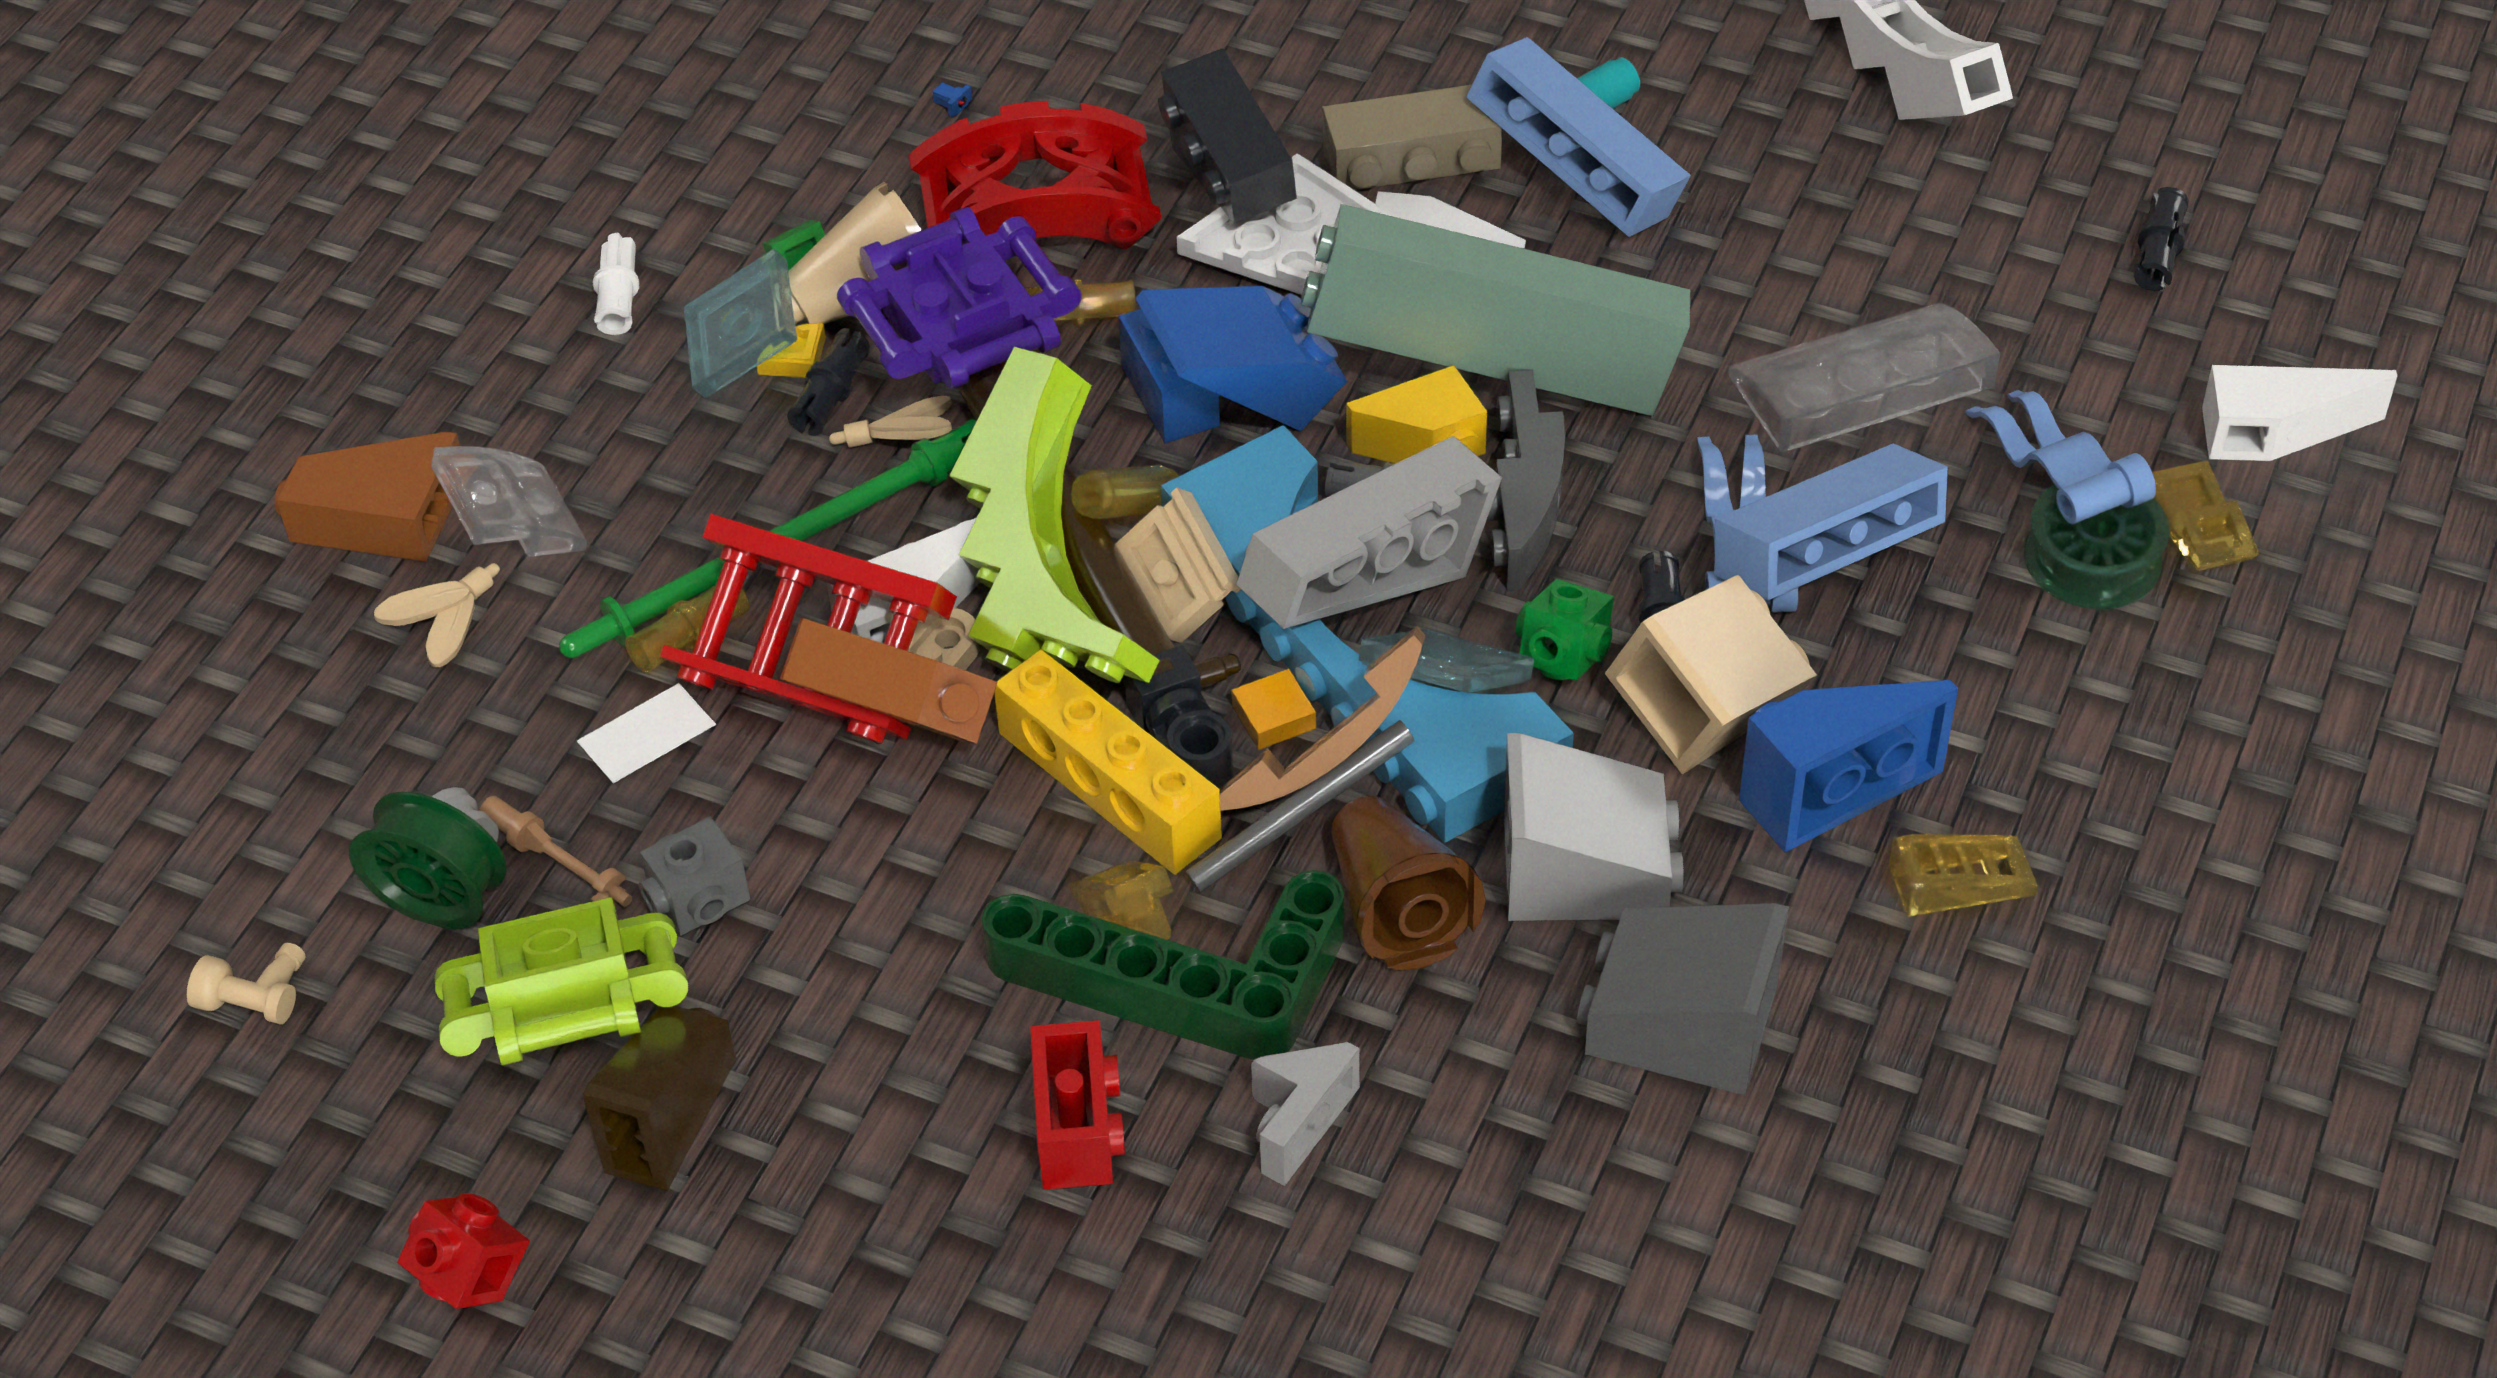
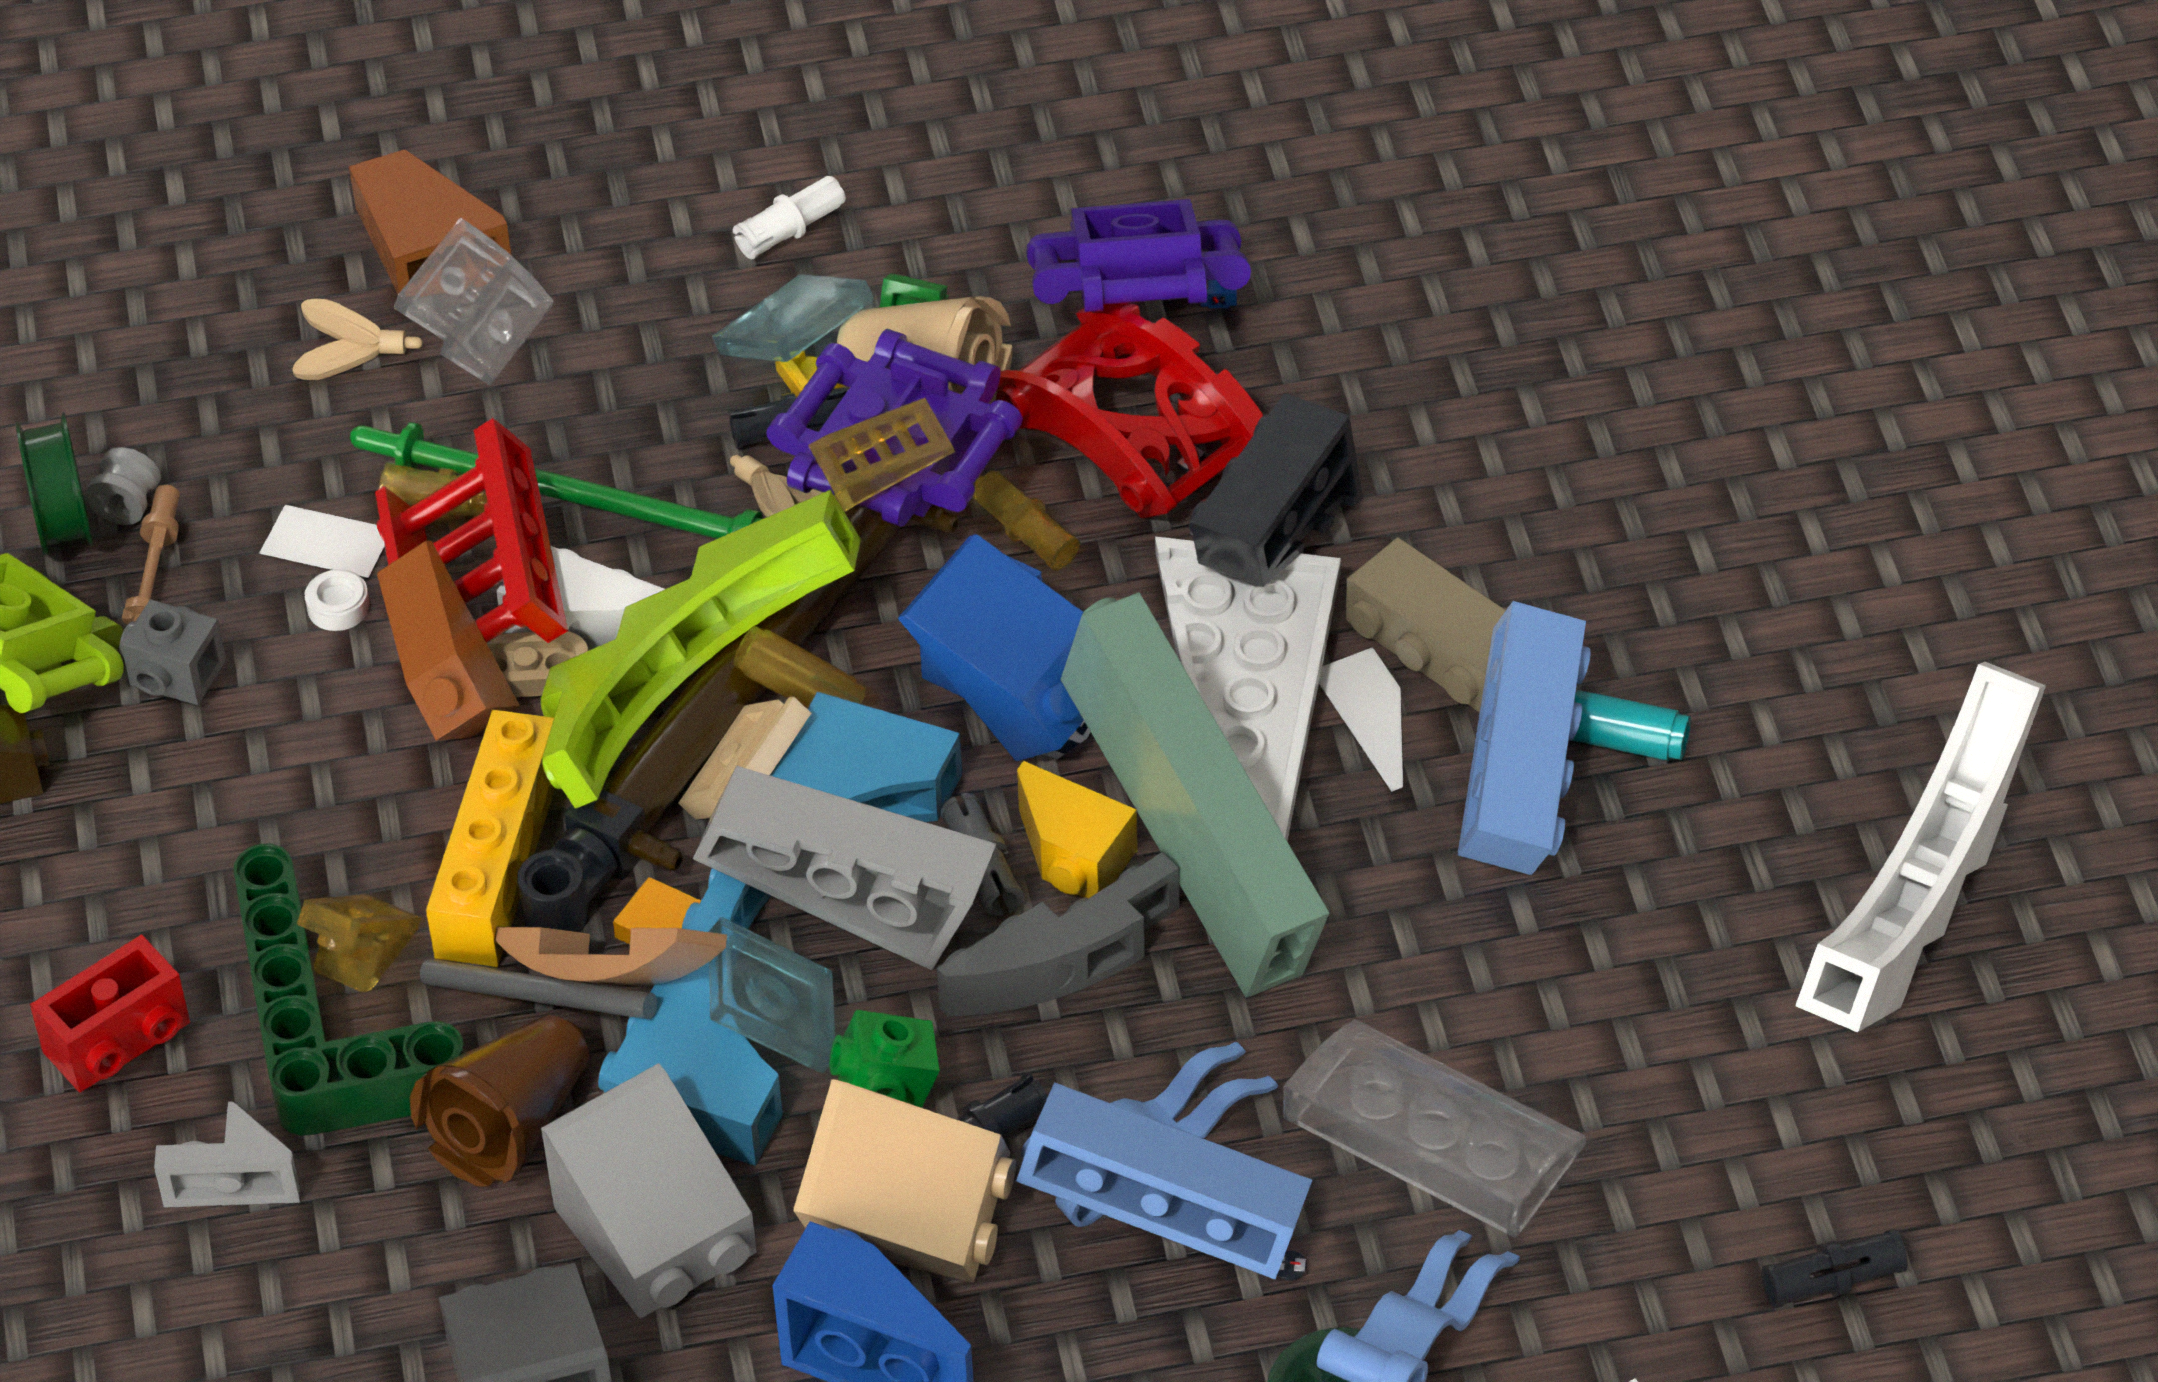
camera: 55 degrees right, 0 degrees up
(725, 752) = (337, 600): none -> white tile
(903, 97) = (1137, 255): none -> dark purple brick
(998, 336) = (873, 478): none -> clear yellow slope

